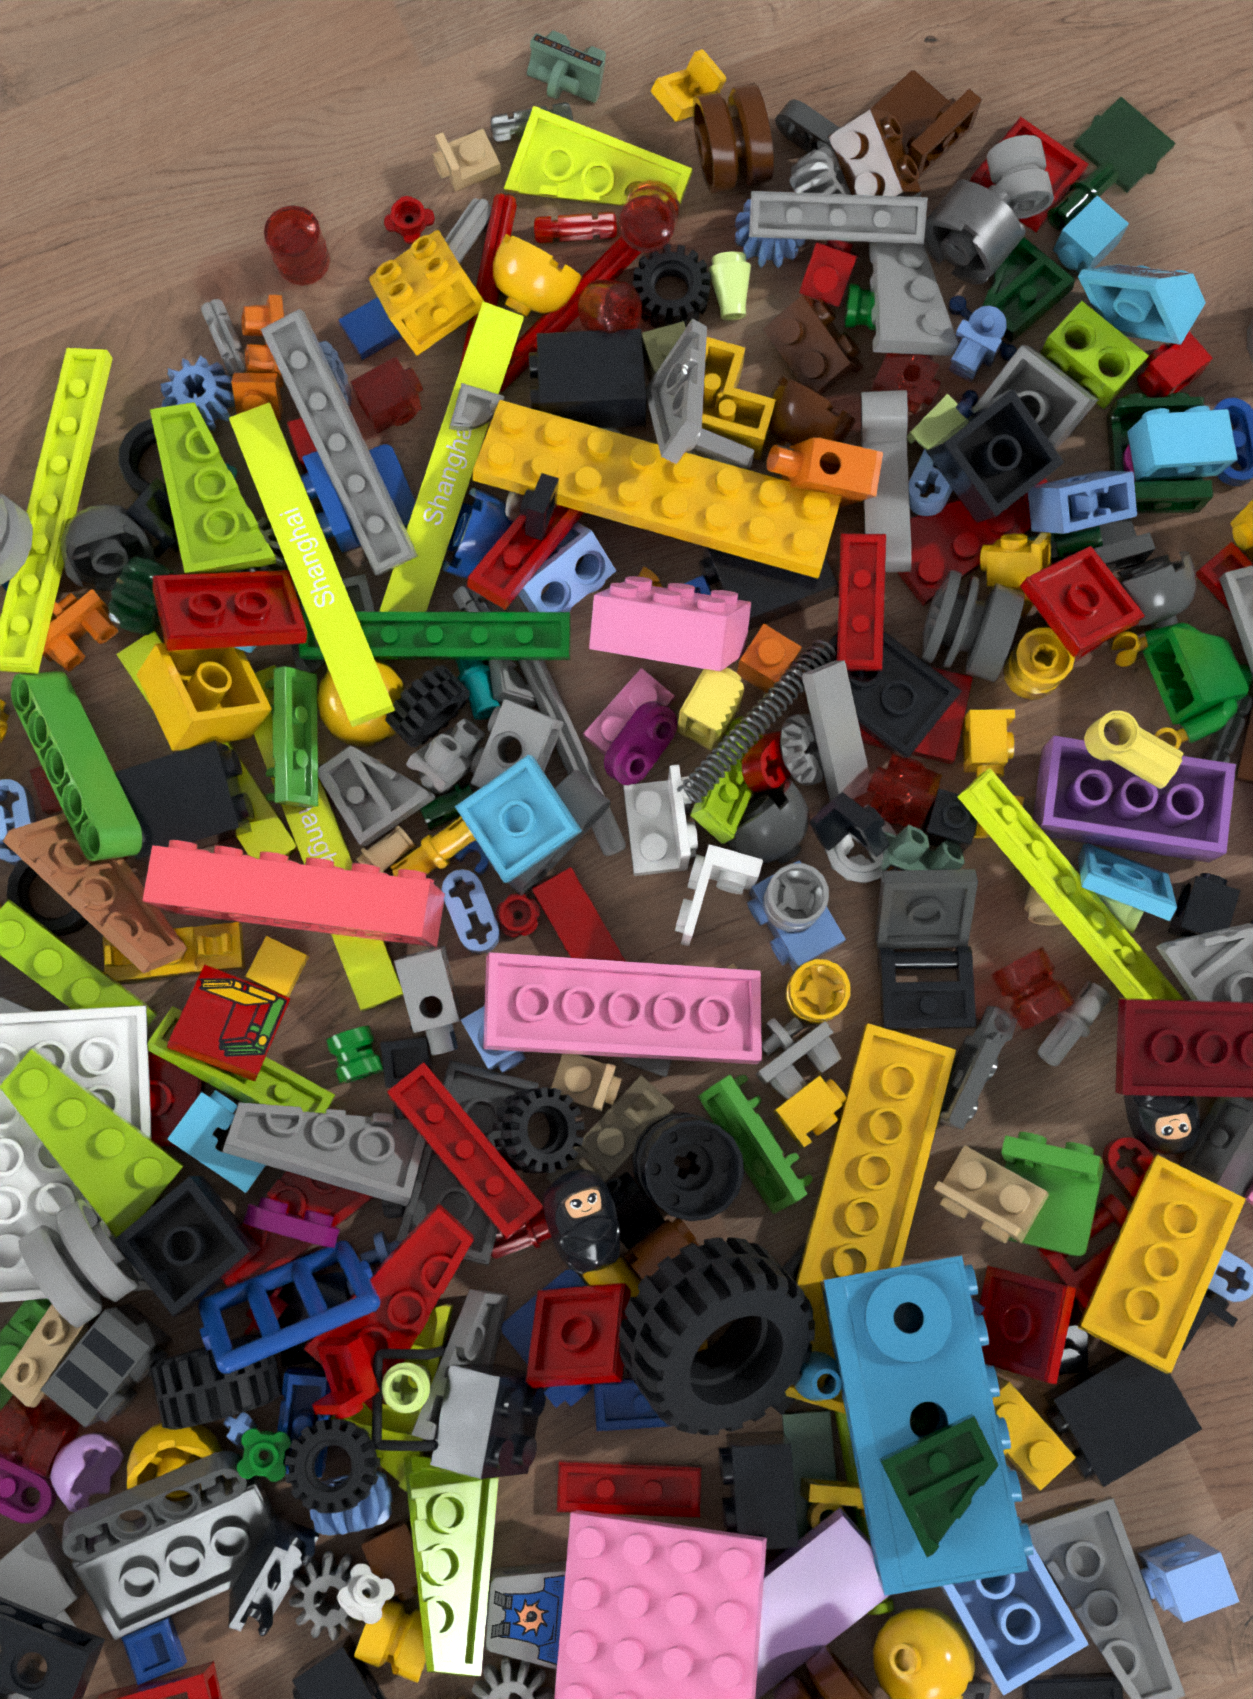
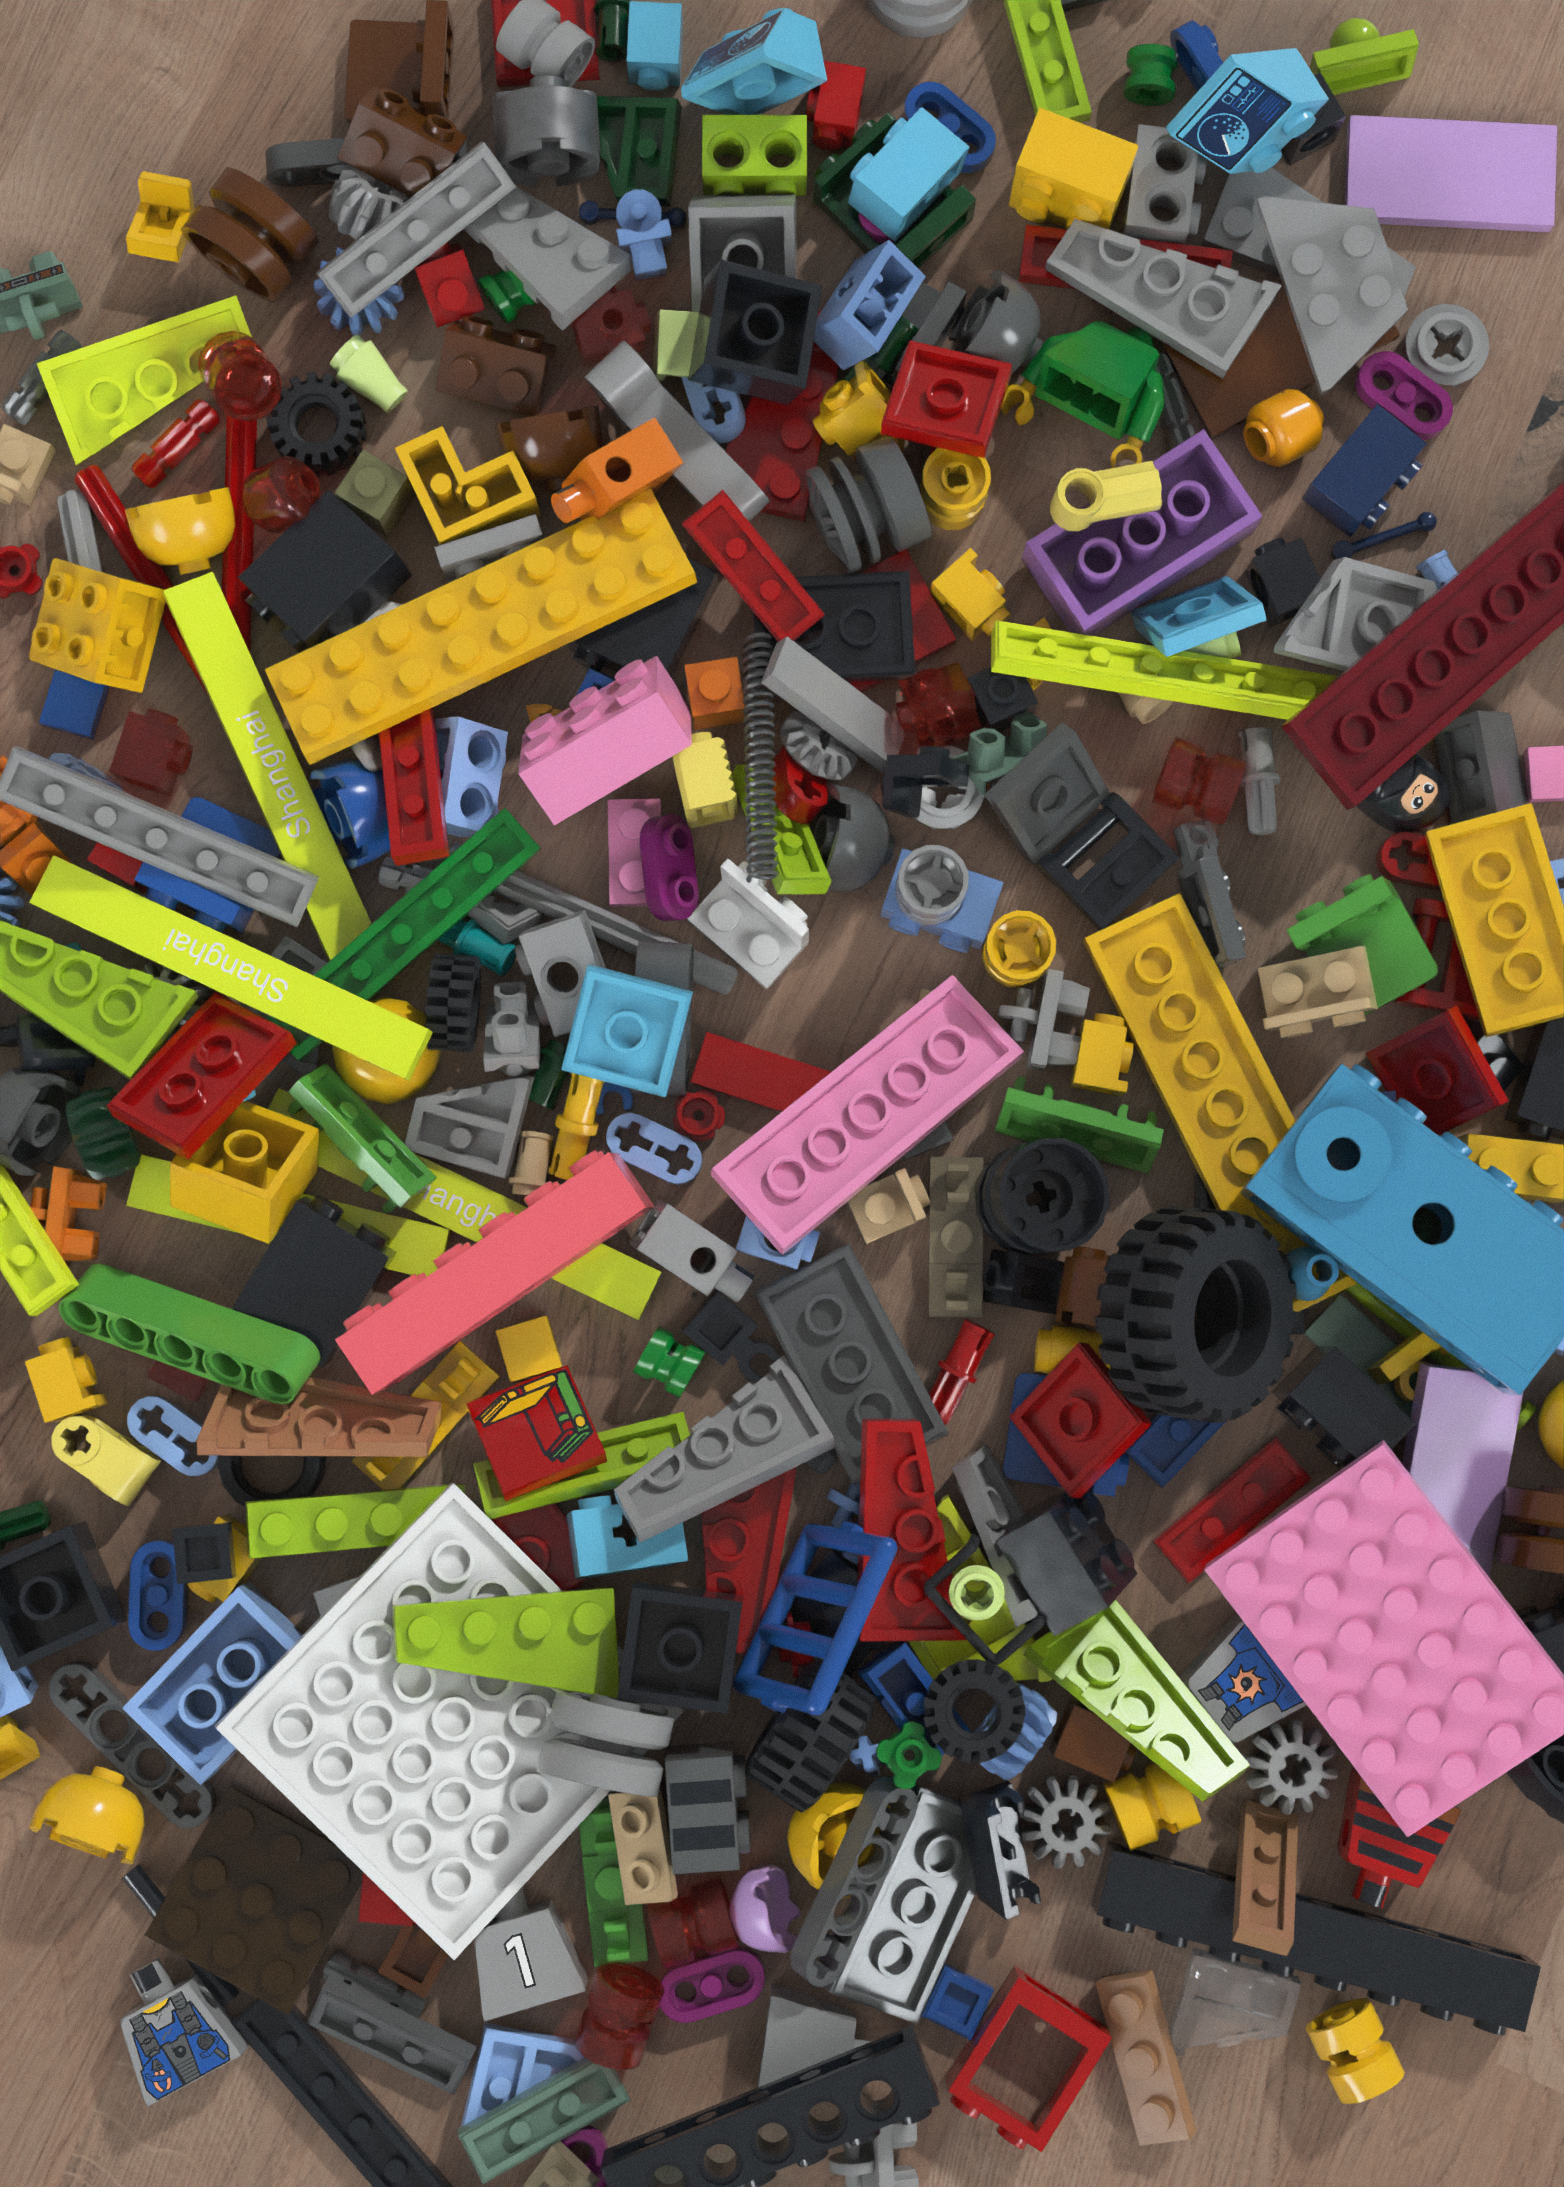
camera: 40 degrees left, 5 degrees up
(311, 1228) = (772, 1538): magenta plate -> none
(348, 1375) = (918, 1627): red bracket -> none
(356, 1603) = (1095, 1802): white plate -> none
(465, 1150) = (841, 1355): red plate -> none
(473, 408) = (245, 696): light grey tile -> none
(515, 1130) = (908, 1267): black tyre -> none
(539, 505) = (394, 736): black plate -> none
(582, 1221) = (997, 1323): black piece -> none
(678, 392) = (426, 525): light grey wing -> none
(730, 870) = (855, 912): white bracket -> none
(939, 1477) = (1482, 1259): dark green wing -> none
(968, 400) = (679, 293): dark blue hinge -> none

